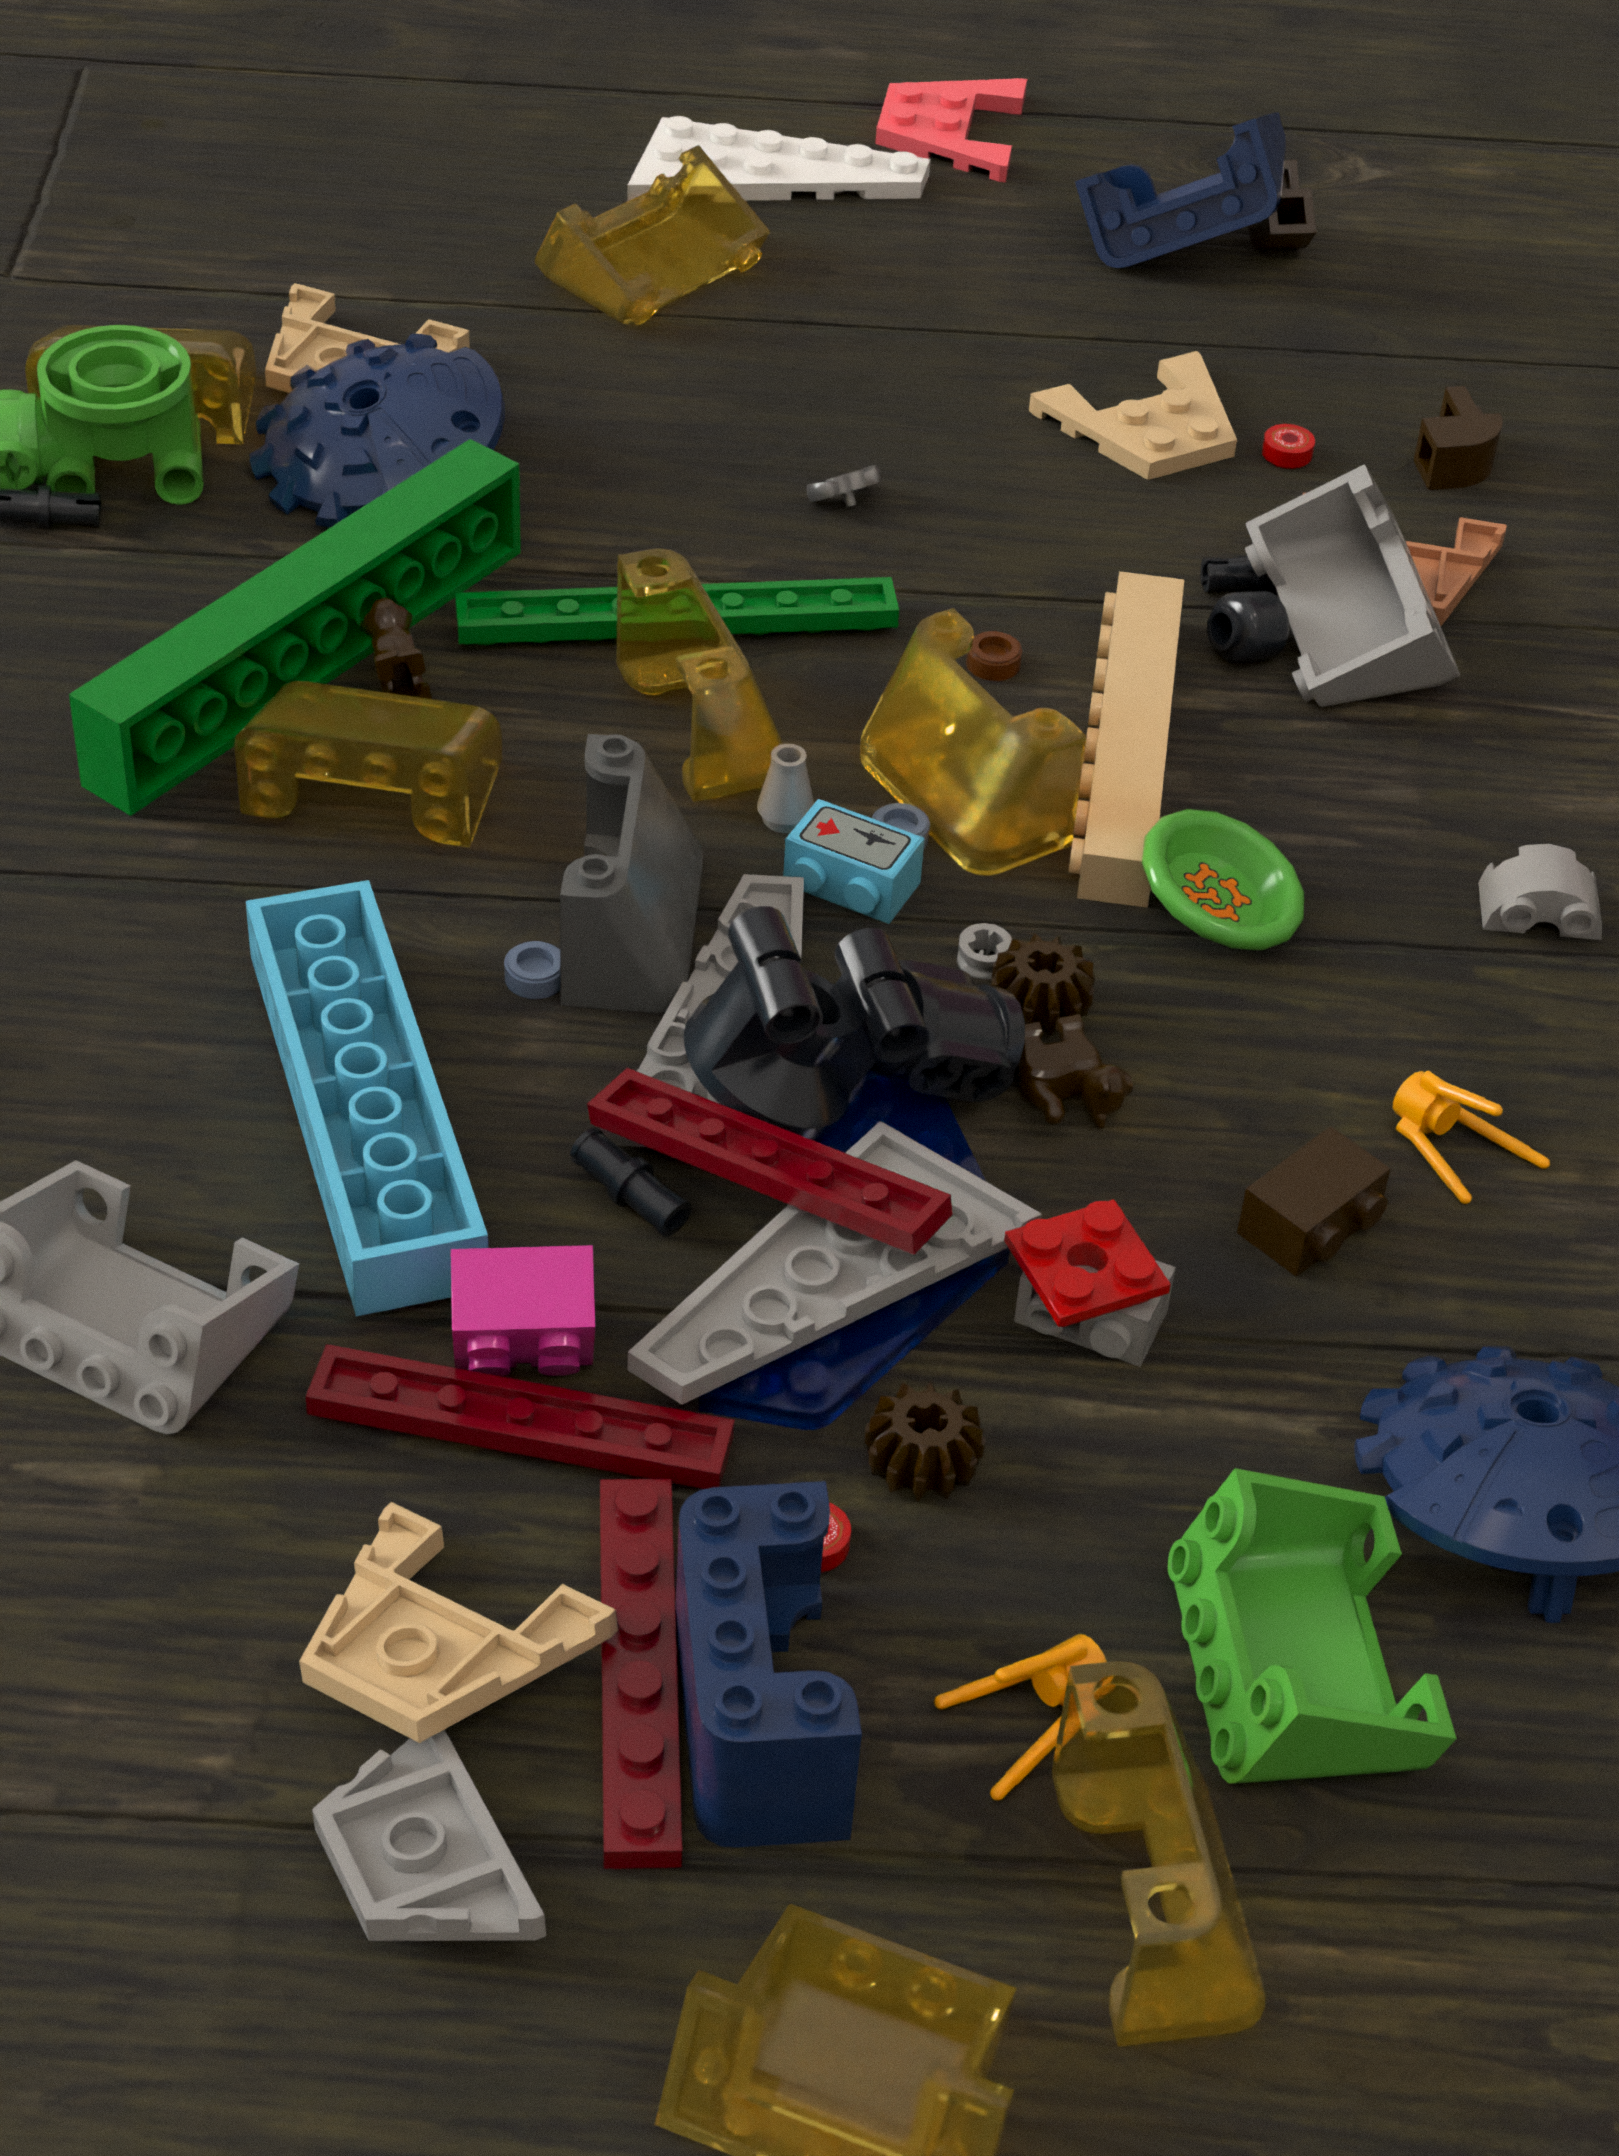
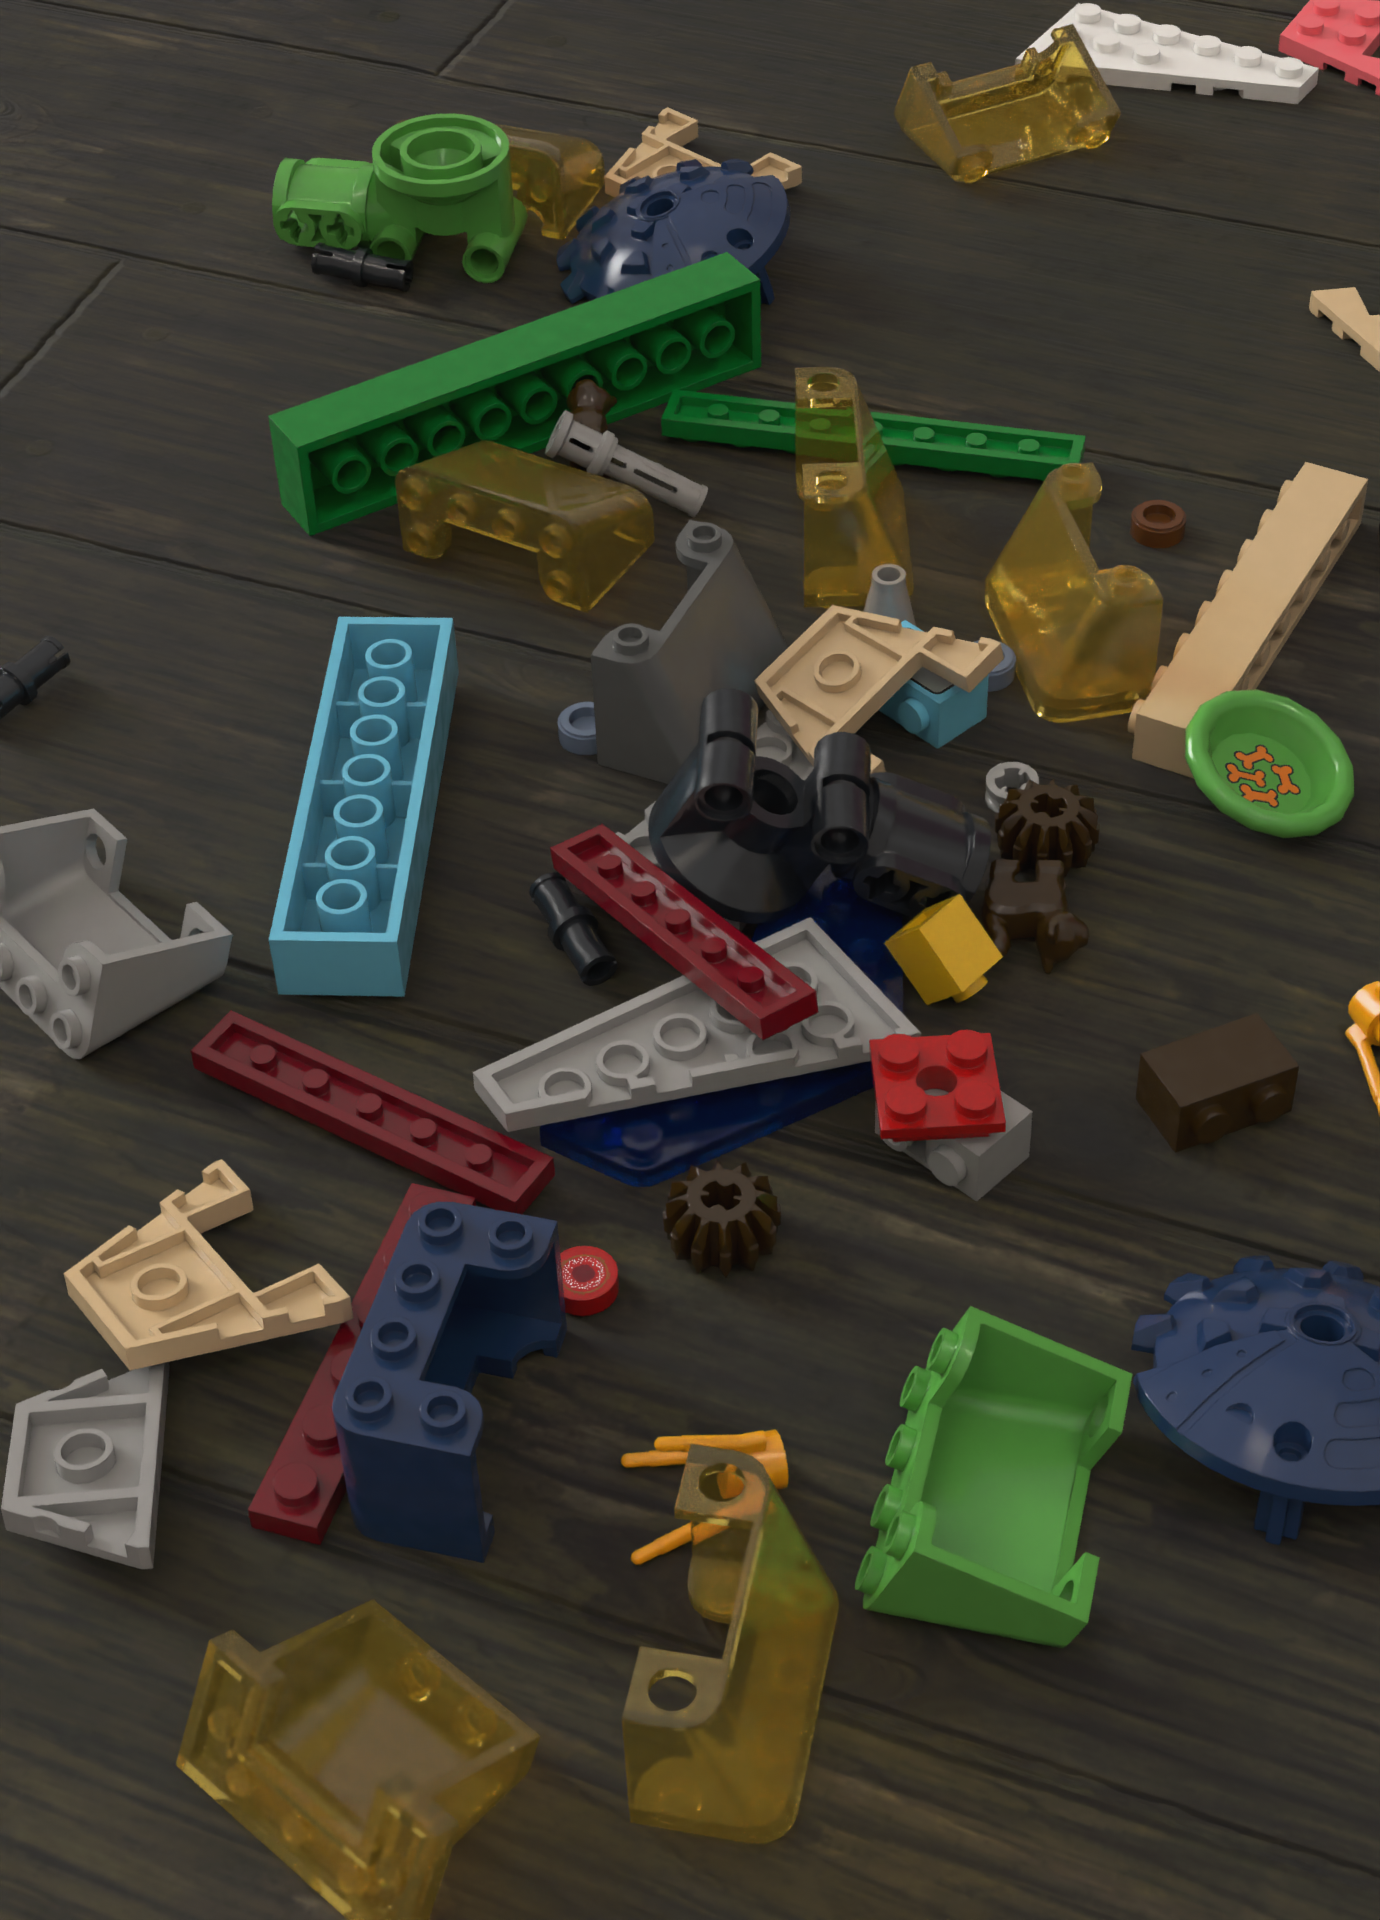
camera: 25 degrees right, 0 degrees up
(431, 676) = (685, 496): none -> light grey pin
(523, 1308) = (400, 1014): dark pink piece -> none
(799, 858) = (854, 665): none -> tan wing
(844, 485) = (1086, 348): flat silver piece -> none
(1012, 1127) = (944, 951): none -> yellow brick

